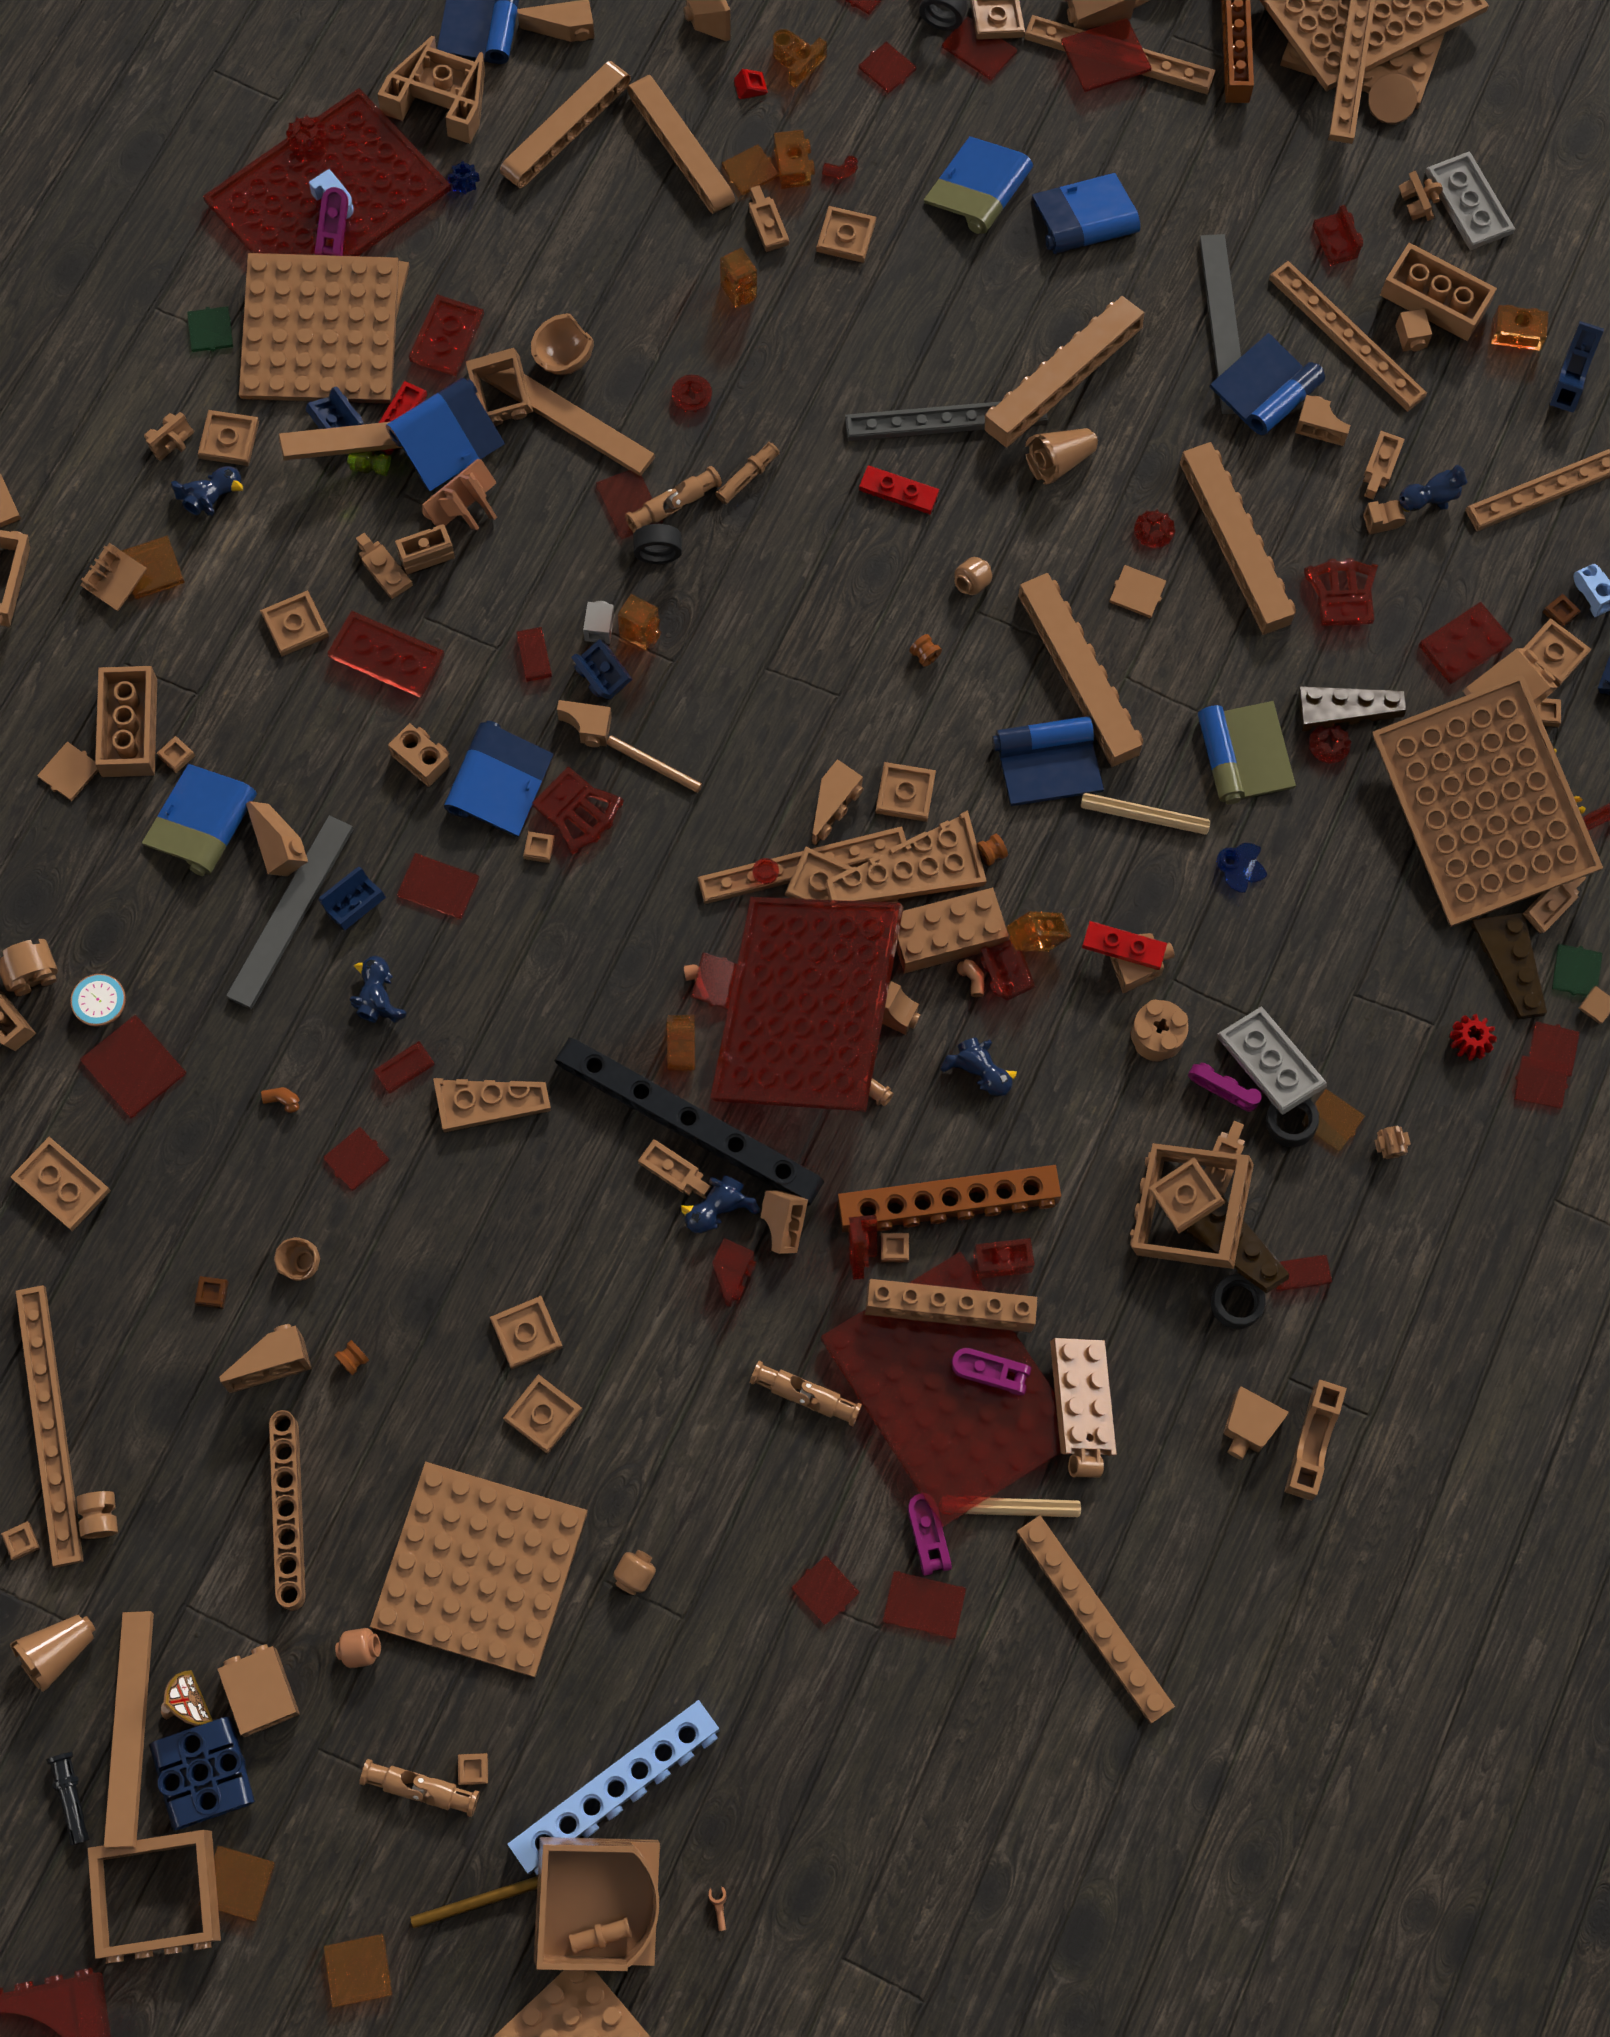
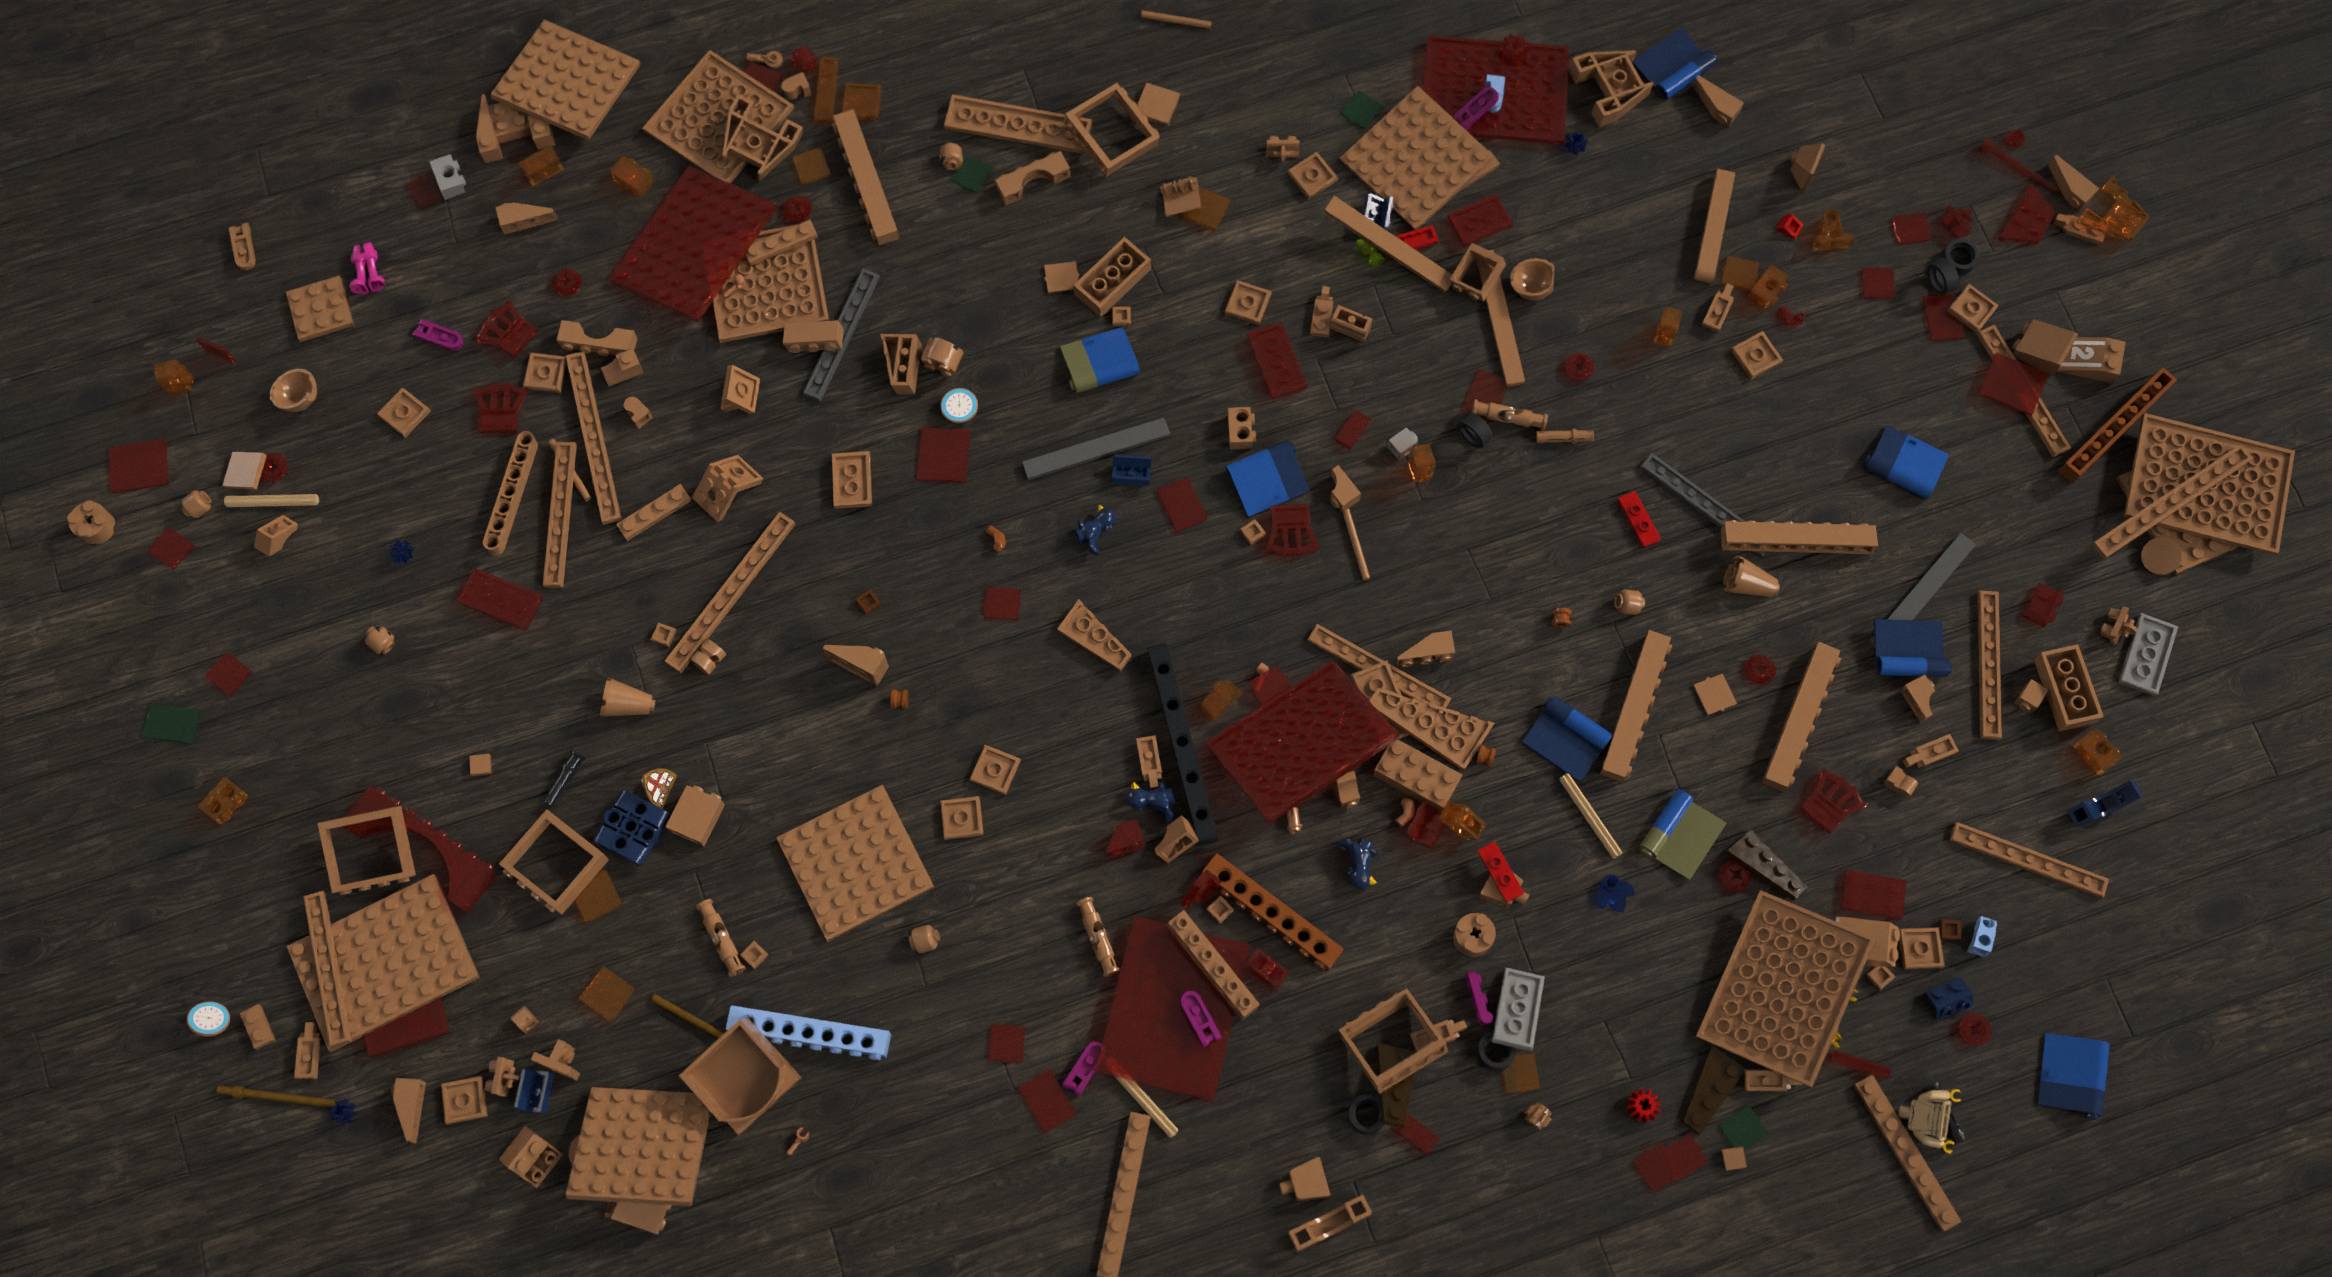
camera: 50 degrees right, 0 degrees up
(128, 1730) = (619, 773): medium nougat tile -> none
(203, 493) = (1268, 193): dark blue animal -> none
(278, 842) = (1125, 405): medium nougat slope -> none
(291, 1523) = (793, 752): medium nougat beam -> none
(297, 1259) = (922, 624): medium nougat hair -> none
(358, 1648) = (760, 842): nougat head -> none
(404, 1067) = (1071, 580): clear red tile -> none
(445, 433) = (1423, 272): blue door -> none
(459, 494) = (1399, 311): nougat piece -> none
(565, 124) = (1661, 161): medium nougat beam -> none
(600, 1935) = (727, 1093): medium nougat pin -> none
(602, 670) = (1378, 470): dark blue bracket -> none
(765, 871) = (1353, 653): clear red plate -> none
(905, 791) = (1473, 682): medium nougat tile -> none
(980, 182) = (1862, 392): blue door -> none
(1083, 1404) = (1230, 1083): hinge -> none
(1186, 1195) = (1393, 1031): medium nougat tile -> none
(1439, 490) = (1947, 797): dark blue animal -> none

